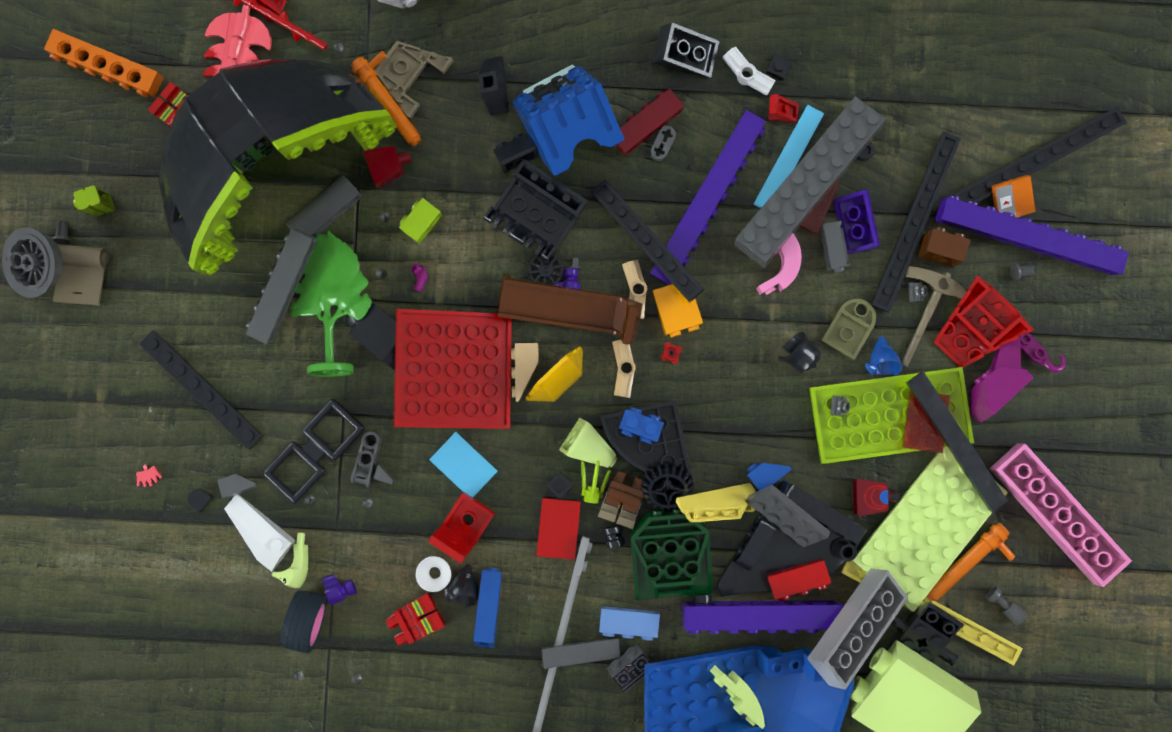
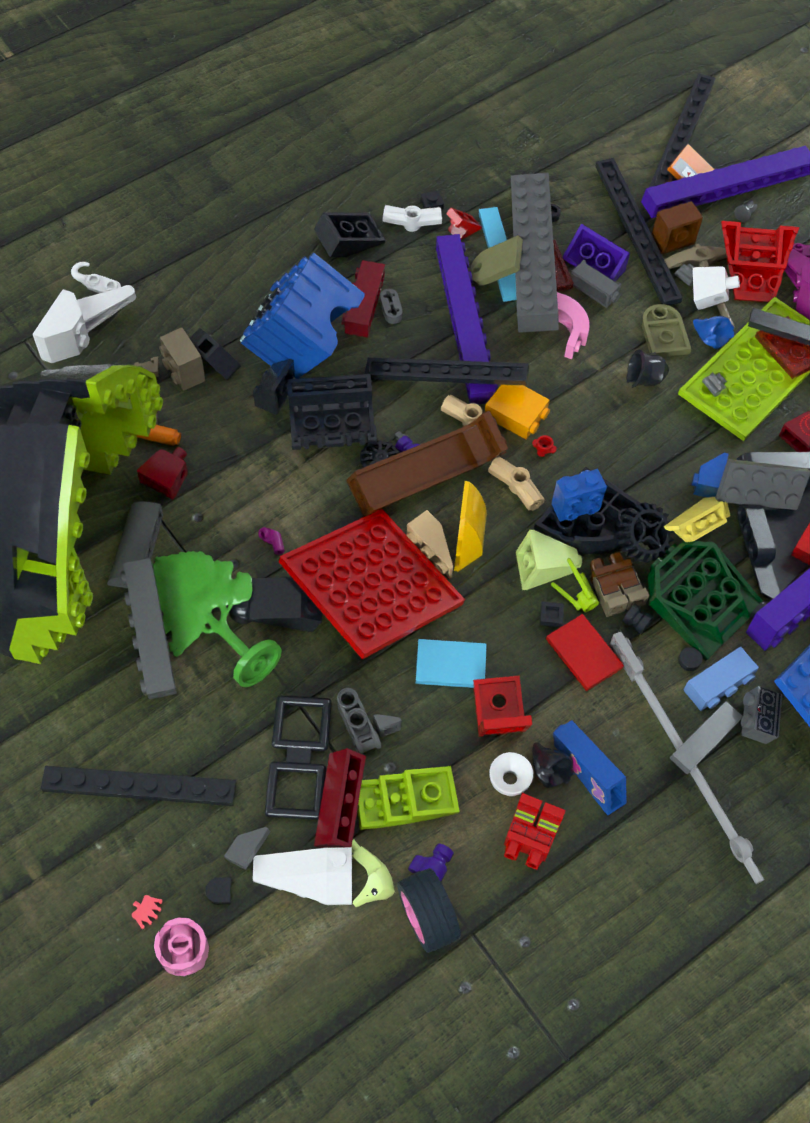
camera: 40 degrees left, 25 degrees down
(147, 519) = (181, 947): none -> bright pink brick
(311, 504) = (340, 799): none -> dark red brick
(357, 533) = (407, 798): none -> lime slope
(420, 220) = (234, 493): lime brick -> none
(465, 77) = (182, 359): none -> dark tan brick
(624, 590) = (690, 659): none -> black tile
(772, 172) = (497, 261): none -> olive tile
(919, 322) = (712, 286): none -> white torso

